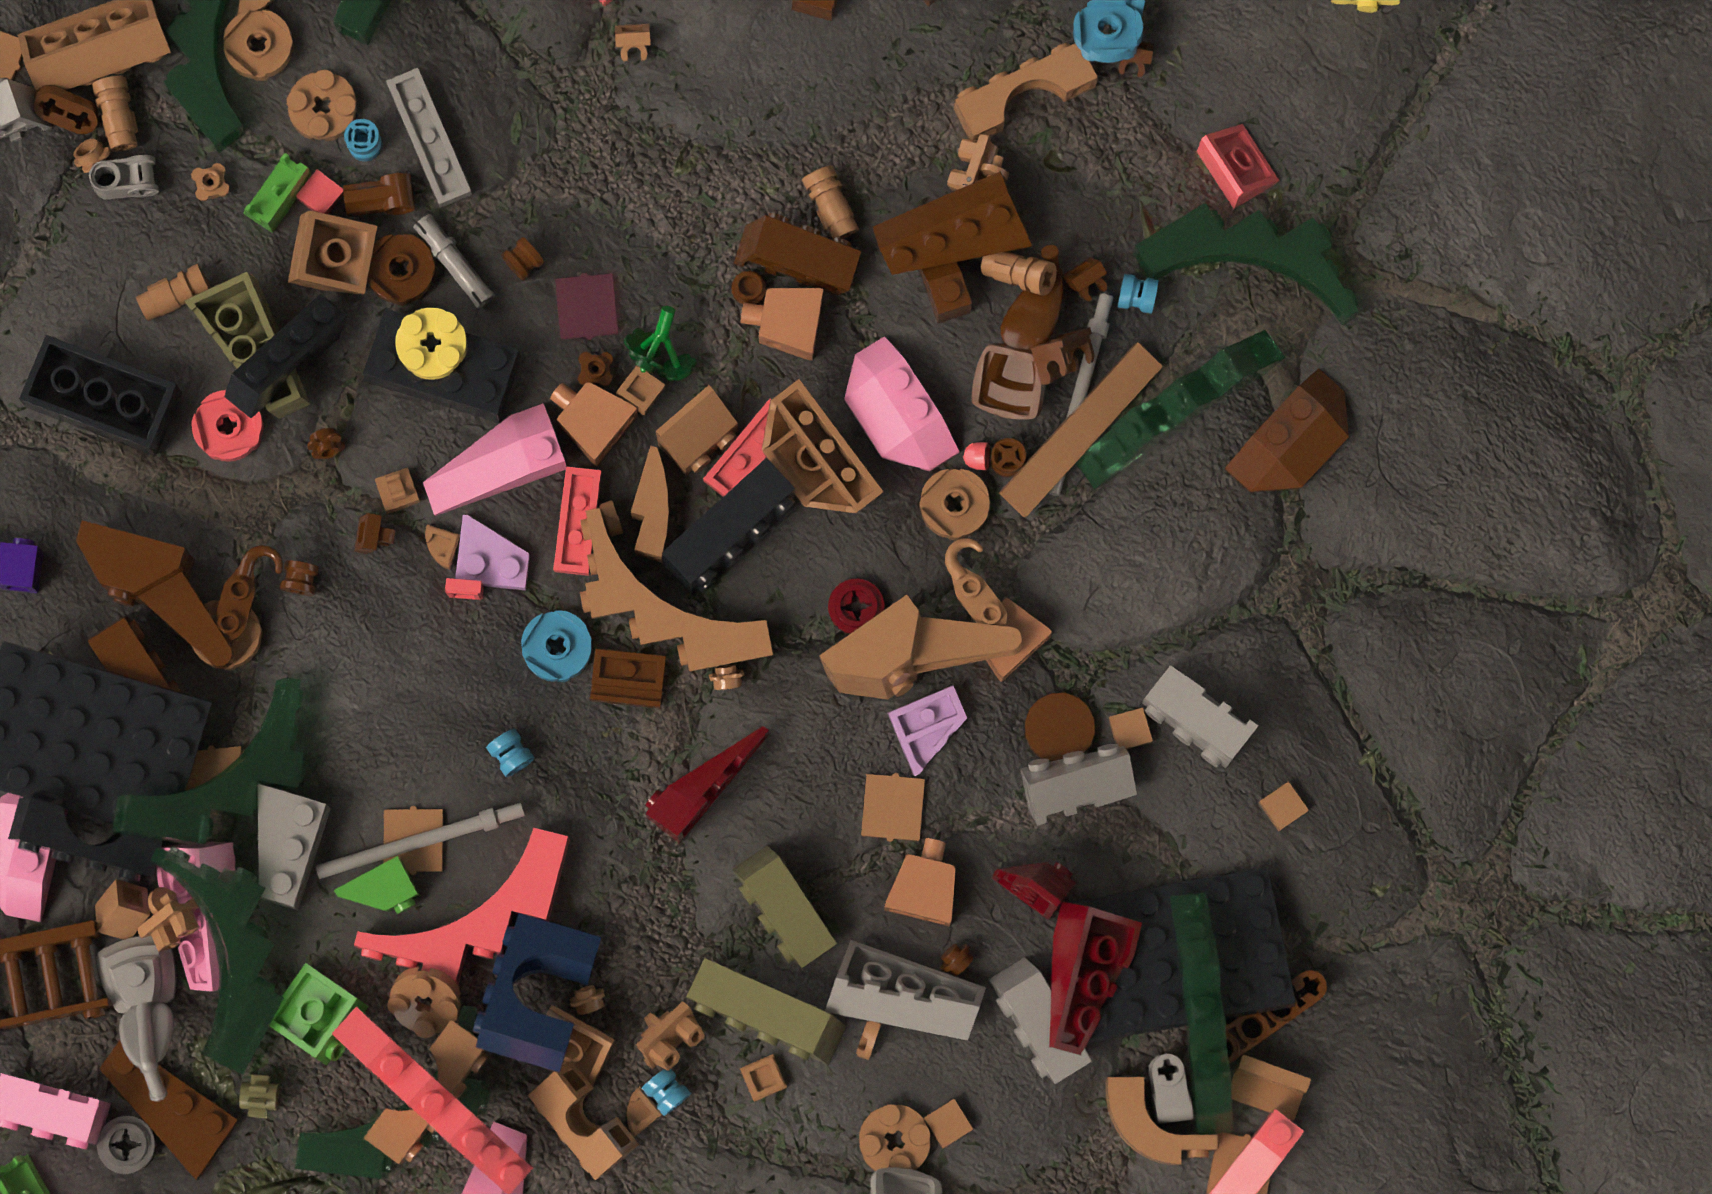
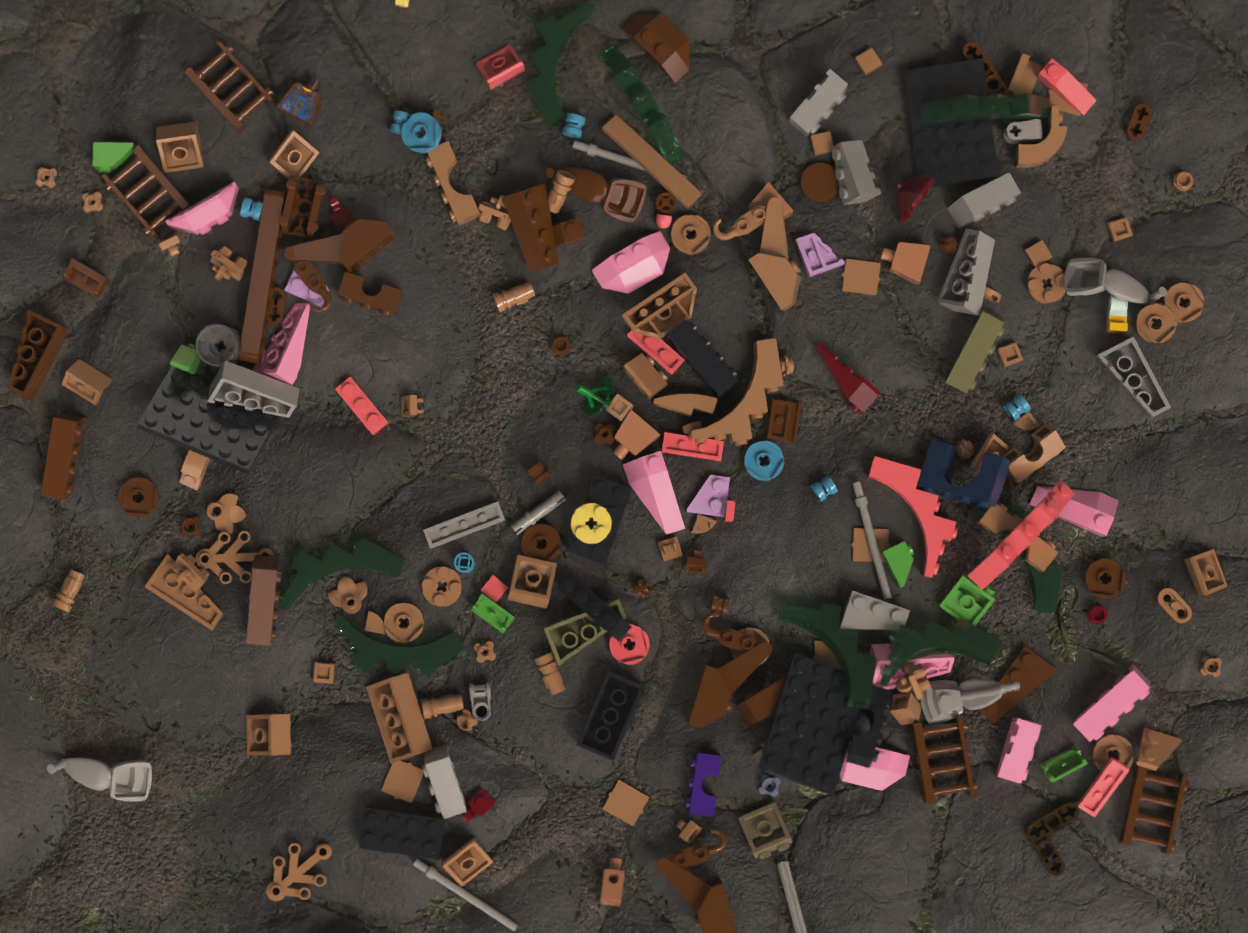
camera: 80 degrees left, 5 degrees up
(65, 109) = (439, 734): reddish brown beam -> none
(114, 1132) = (1042, 716): flat silver gear -> none
(259, 1096) = (1013, 633): olive gear -> none
(389, 195) = (498, 548): reddish brown piece -> none
(423, 1018) = (972, 538): medium nougat plate -> none
(586, 306) = (566, 438): clear pink piece -> none
(666, 1034) = (984, 406): medium nougat hips -> none
(783, 907) = (916, 338): olive wedge -> none
(787, 319) = (581, 323): nougat torso -> none
(798, 253) = (543, 316): reddish brown wedge -> none
(842, 597) = (754, 285): dark red gear -> none
(1057, 356) = (610, 170): reddish brown hinge -> none
(1084, 275) = (562, 155): reddish brown tile -> none
(1086, 962) = (961, 172): dark red wedge -> none

